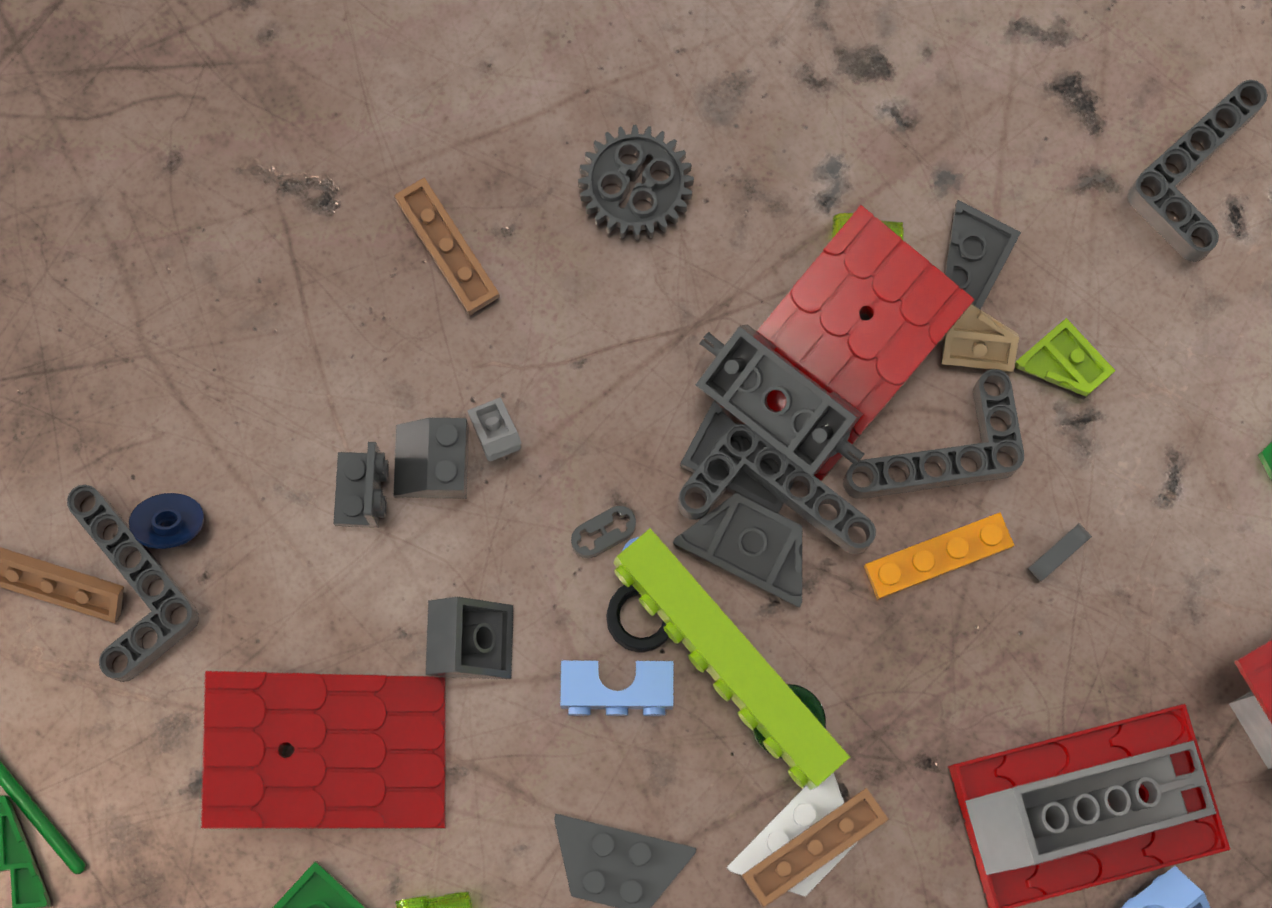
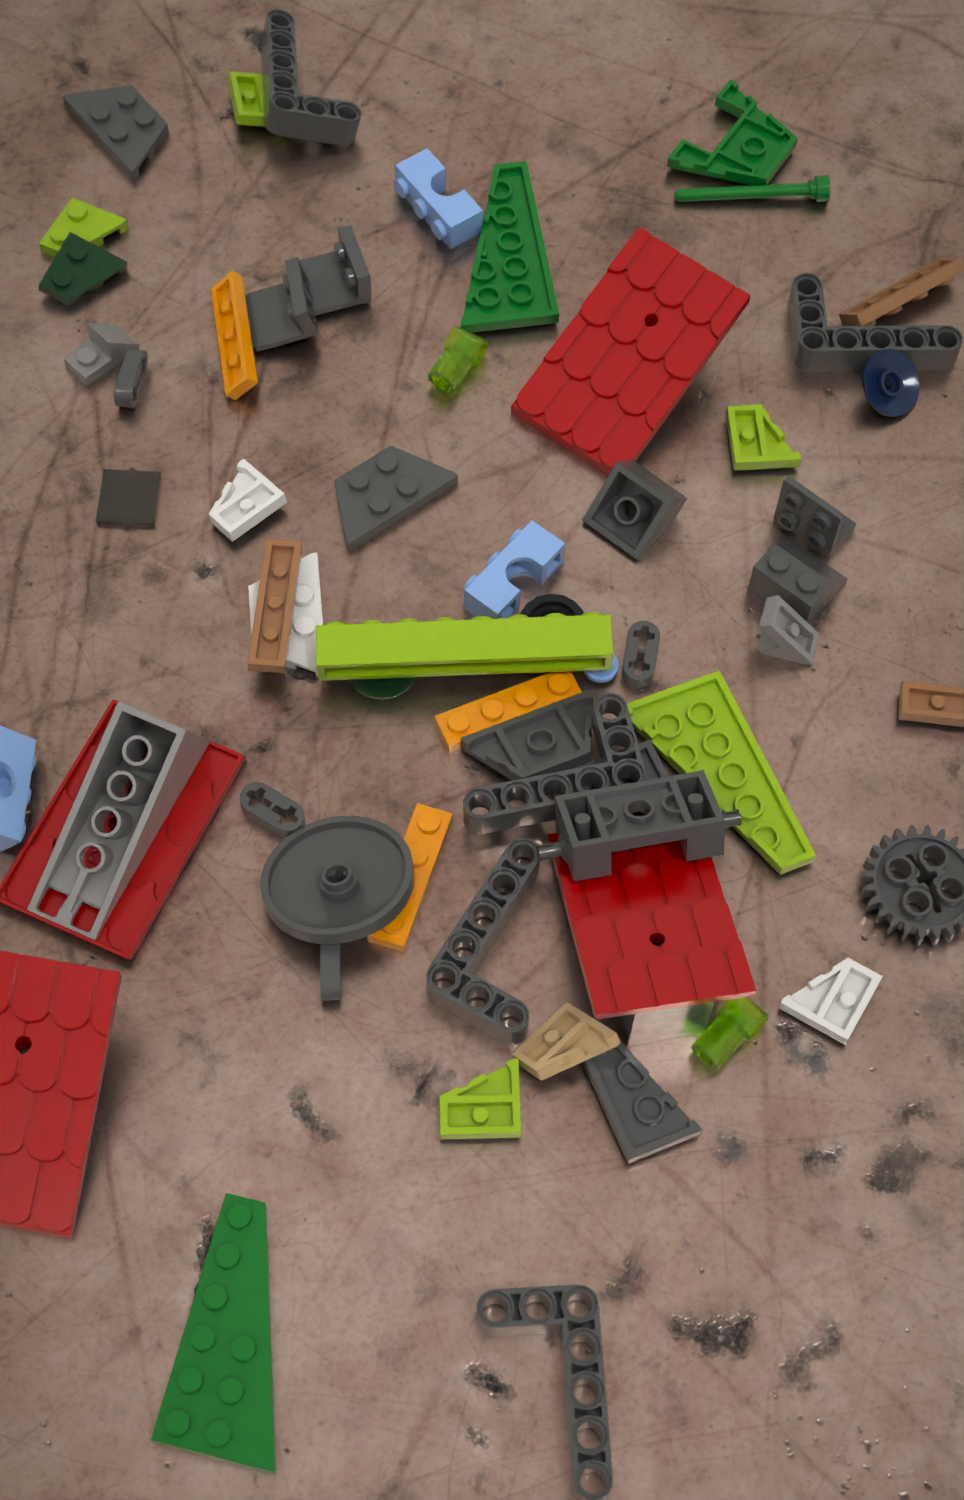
camera: 130 degrees right, 15 degrees down
(314, 592) = (757, 441): none -> lime wing
(645, 413) = (704, 729): none -> lime wing
(747, 600) = (504, 706): none -> light orange plate
(779, 182) = (834, 1000): none -> white wing
(985, 703) = (277, 803): none -> dark grey beam
(998, 597) = (337, 880): none -> dark grey dish

